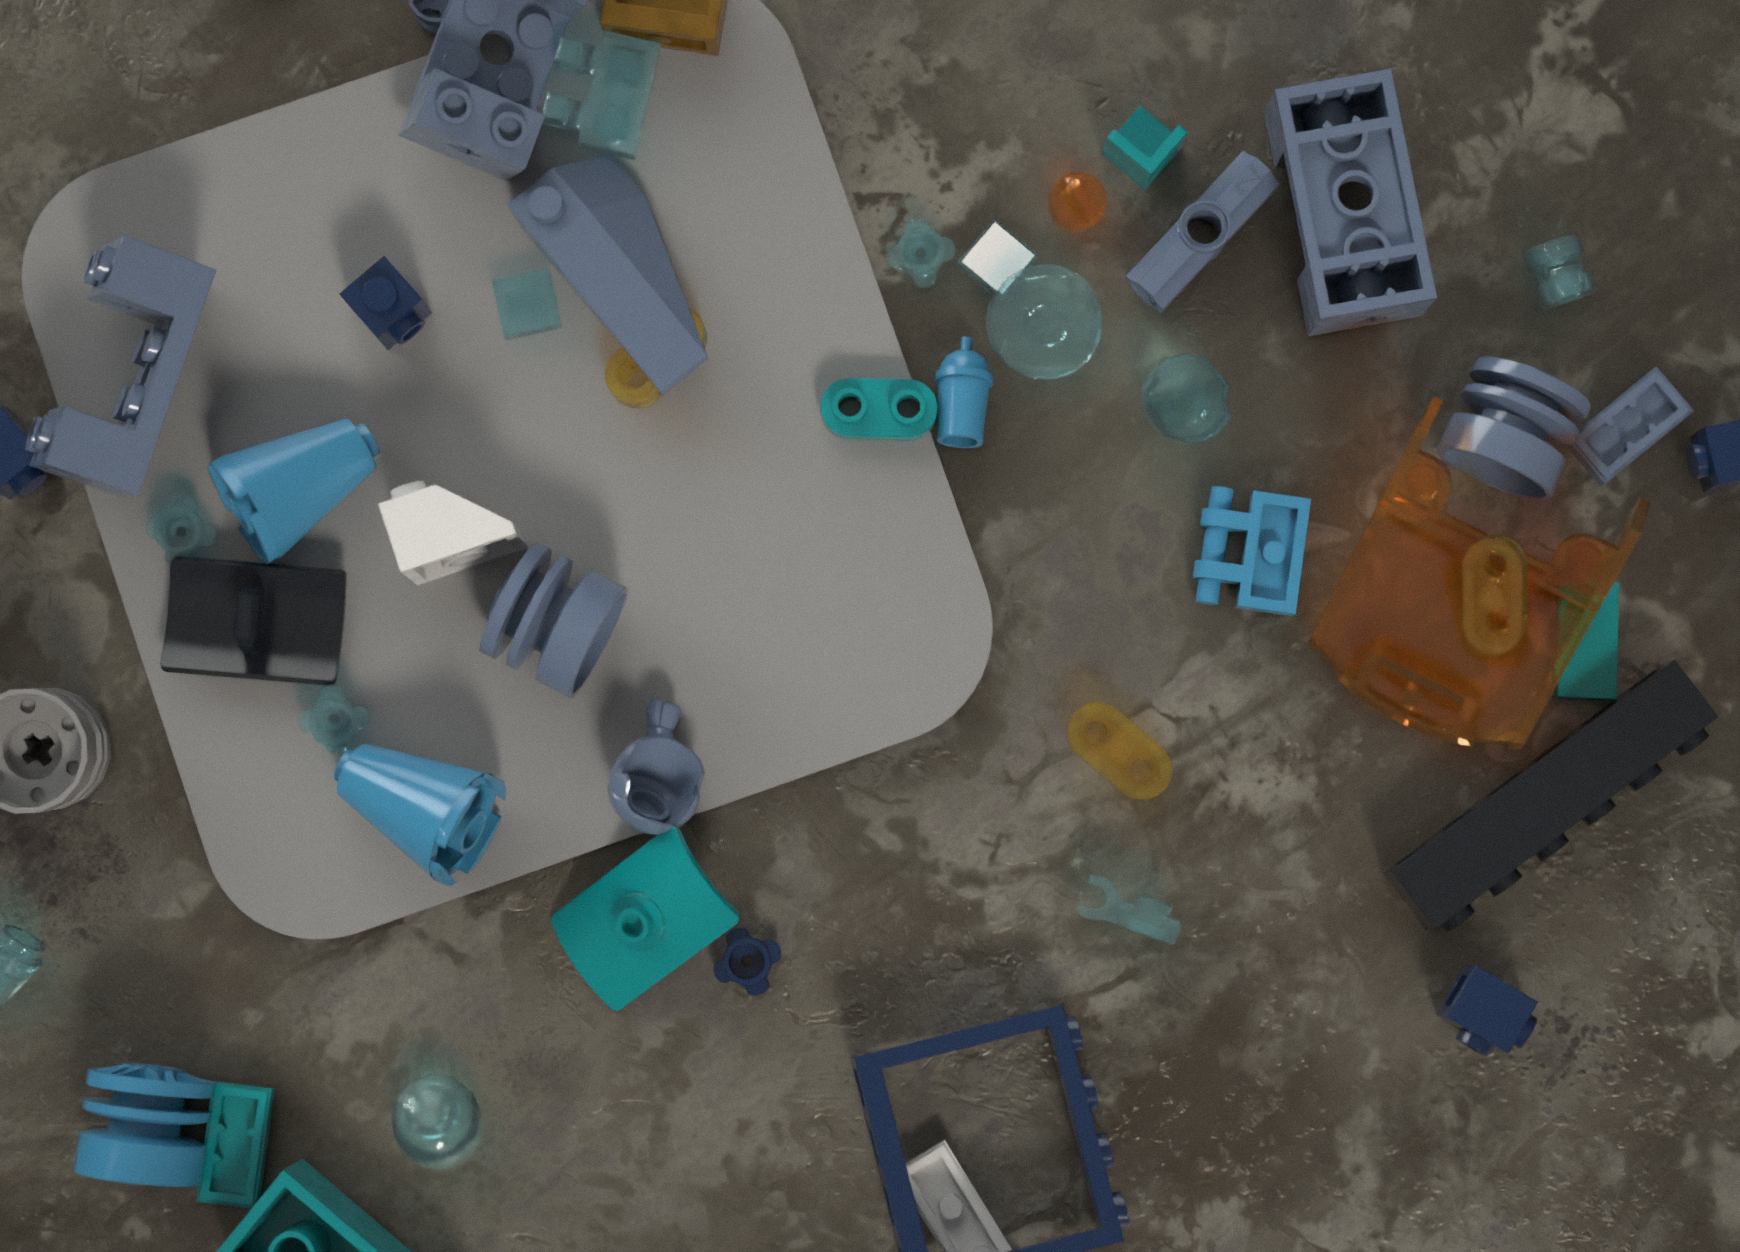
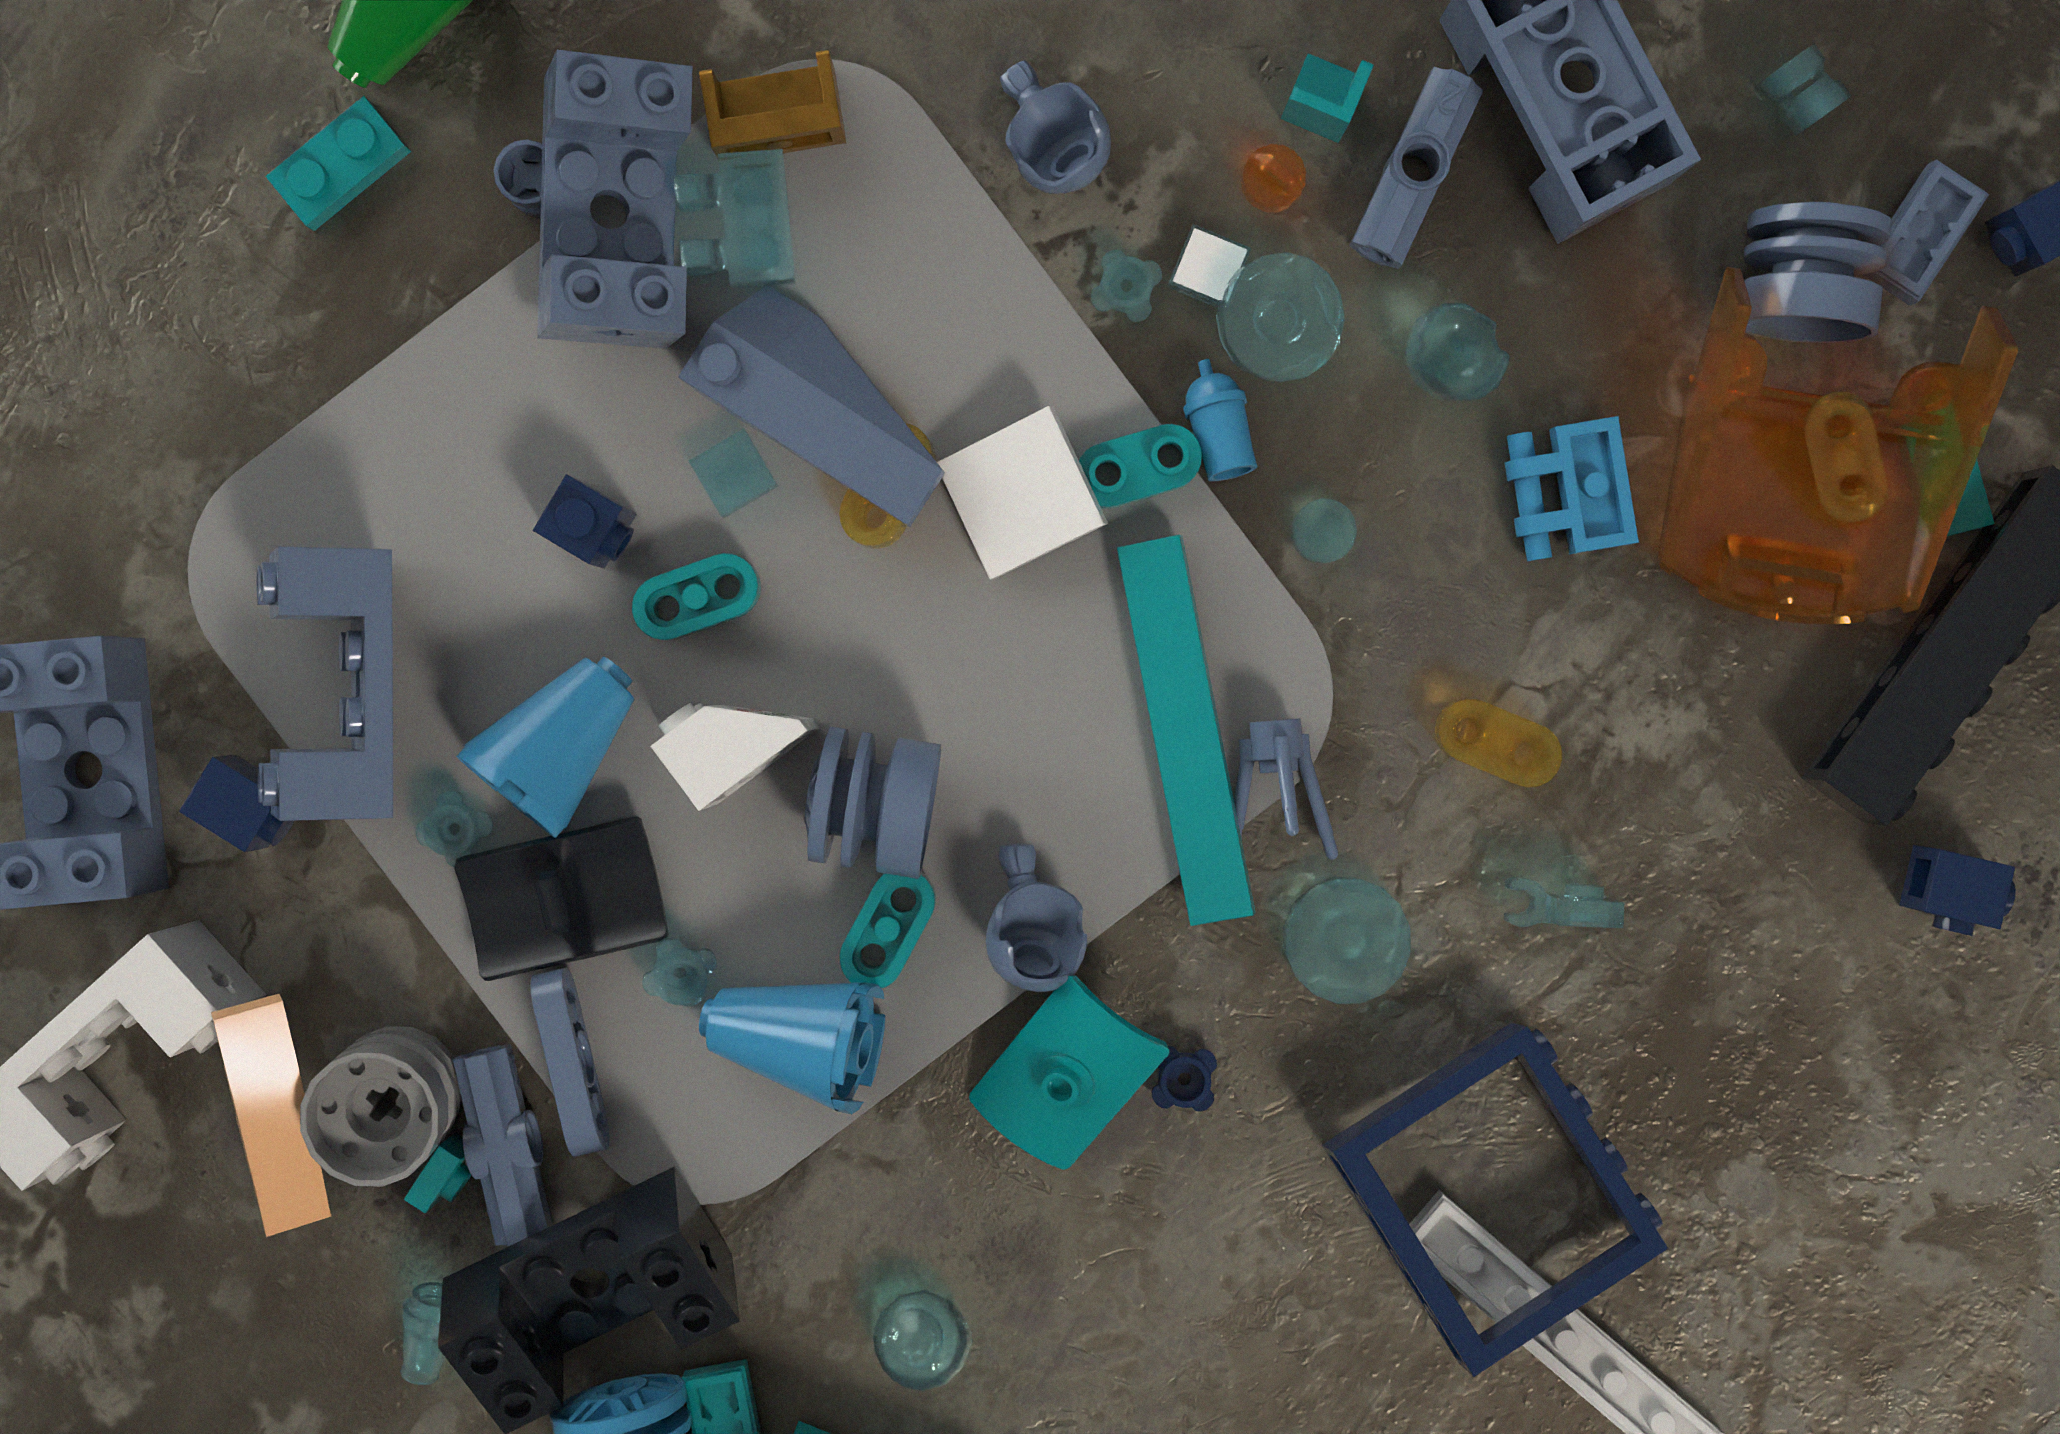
camera: 20 degrees left, 5 degrees up
(65, 832) = (441, 1177): none -> teal plate
(95, 975) = (523, 1307): none -> black plate
(126, 823) = (502, 1143): none -> sand blue piece
(212, 766) = (570, 1062): none -> sand blue beam
(461, 398) = (698, 597): none -> teal plate
(527, 735) = (889, 927): none -> teal plate
(769, 398) = (1021, 492): none -> white tile
(846, 650) = (1186, 730): none -> teal tile
(901, 105) = (1056, 134): none -> sand blue hair
(920, 689) = (1280, 749): none -> sand blue plant
(931, 884) = (1347, 940): none -> clear light blue tile
(1025, 518) = (1323, 531): none -> clear light blue tile

